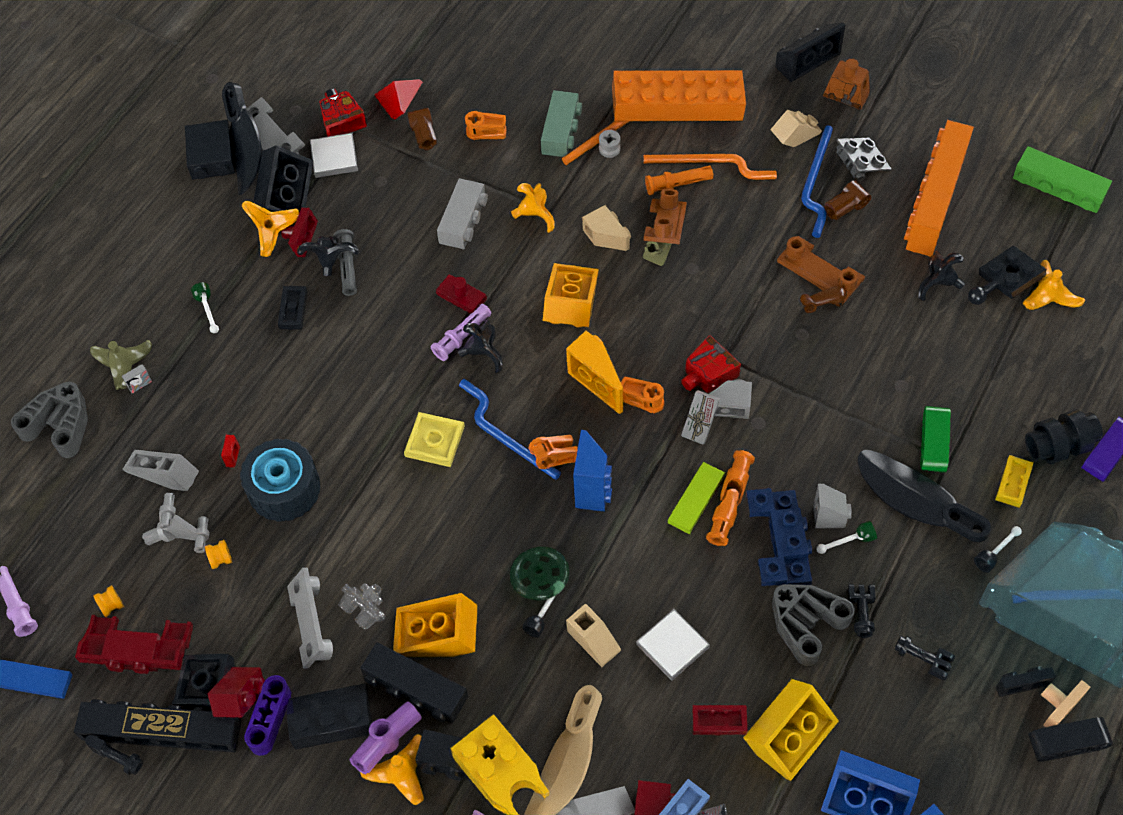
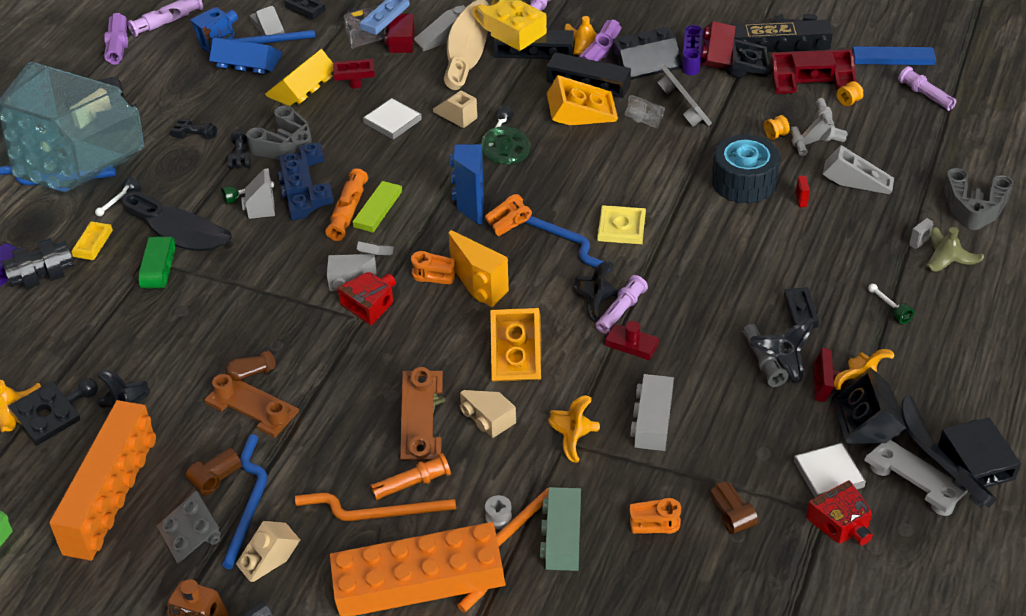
camera: 170 degrees right, 15 degrees down
(398, 96) = (776, 548): red slope -> none

